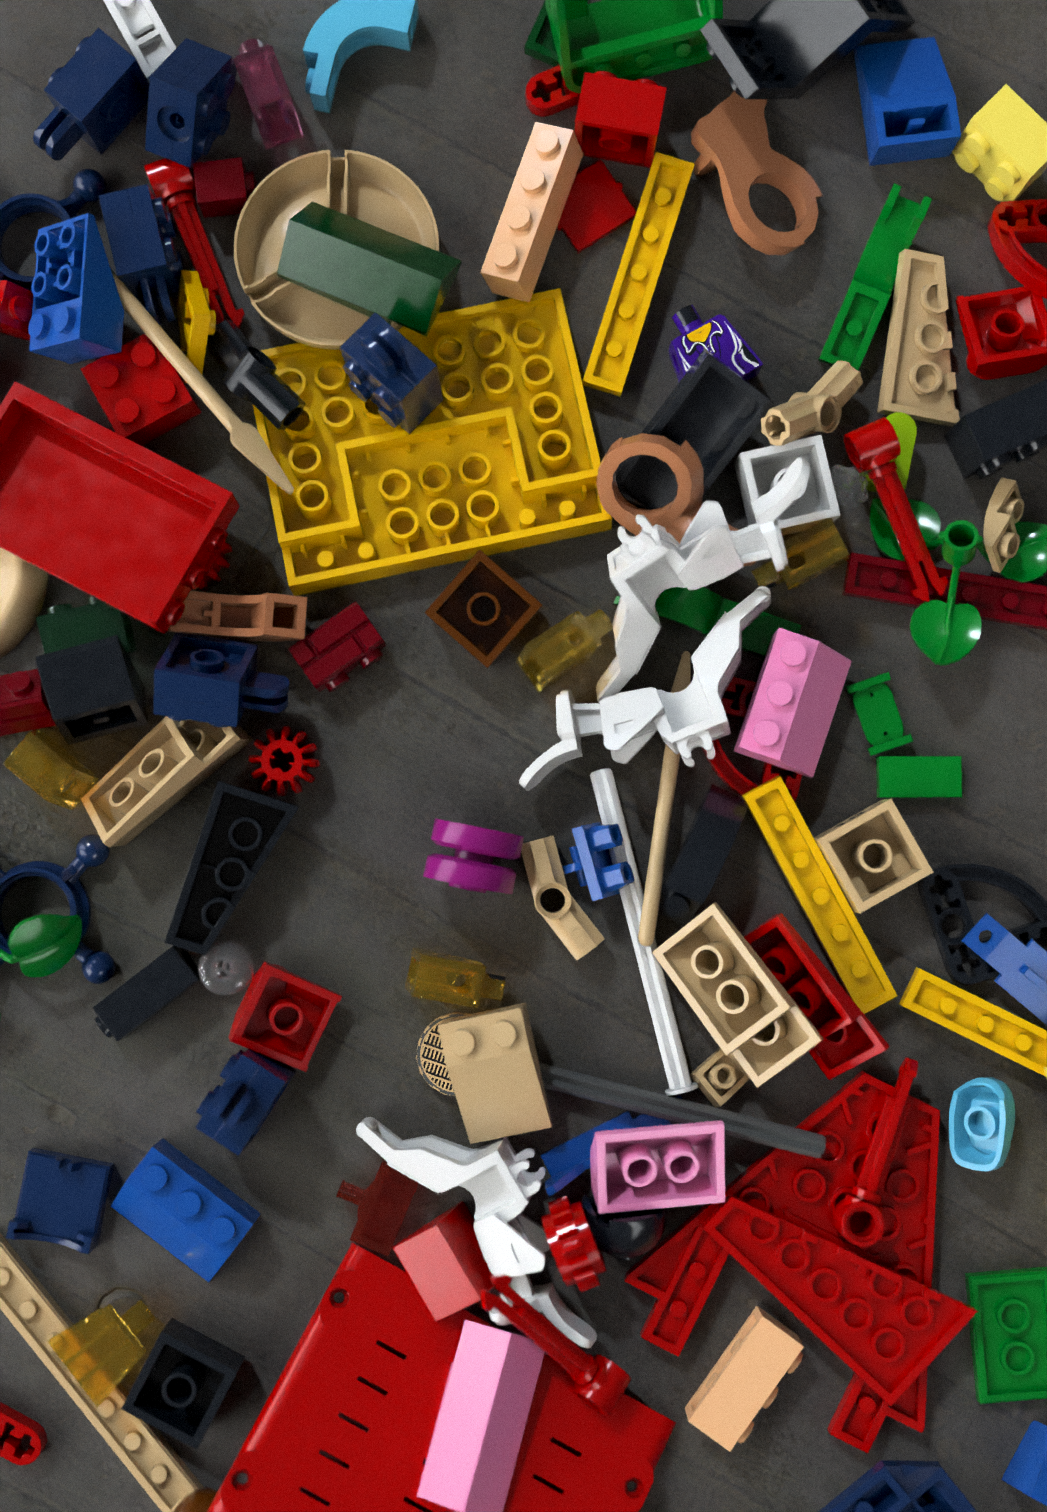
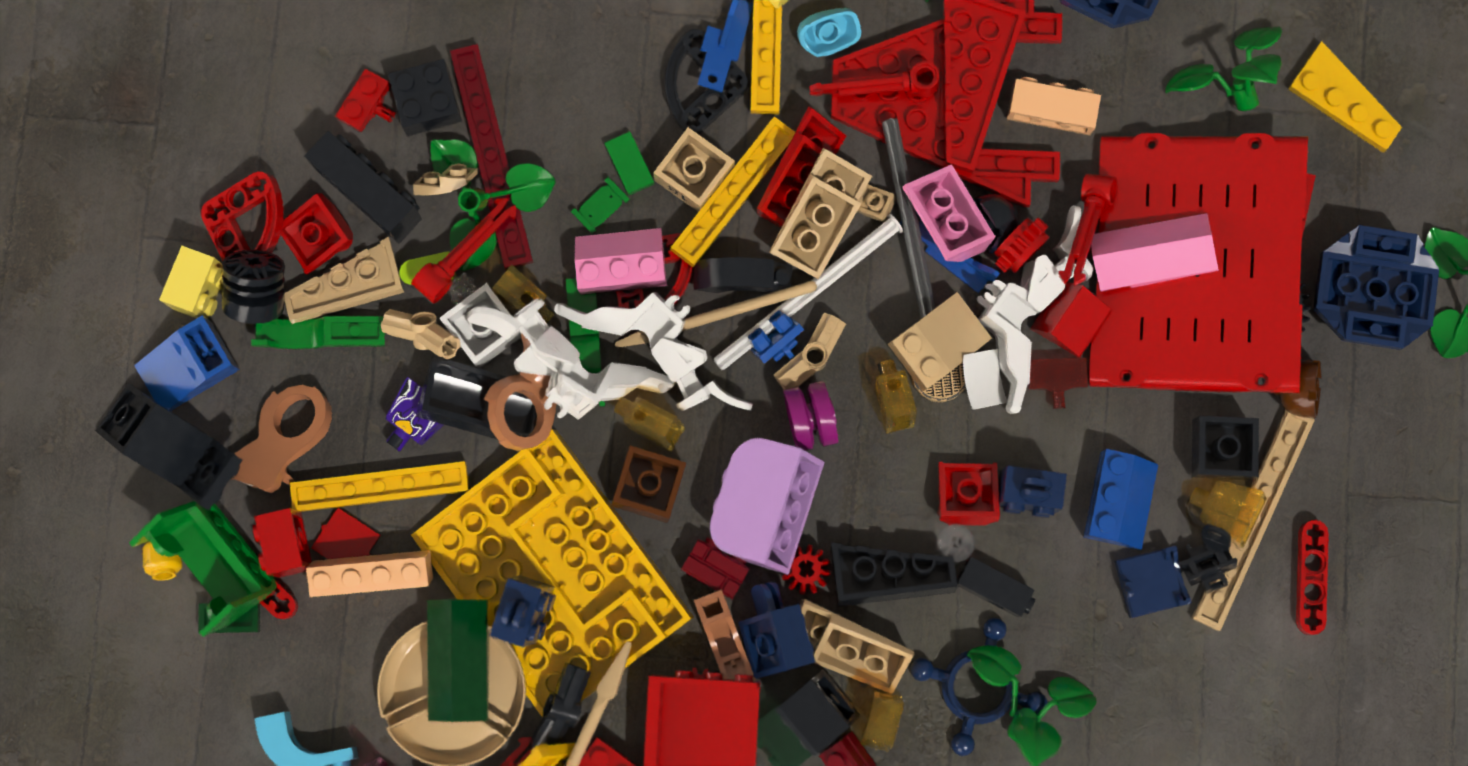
camera: 115 degrees left, 5 degrees down
(68, 1301) = (1212, 548): none -> black piece
(385, 741) = (765, 503): none -> lavender brick
(421, 1106) = (983, 379): none -> white sticker
(970, 216) = (253, 286): none -> black wheel

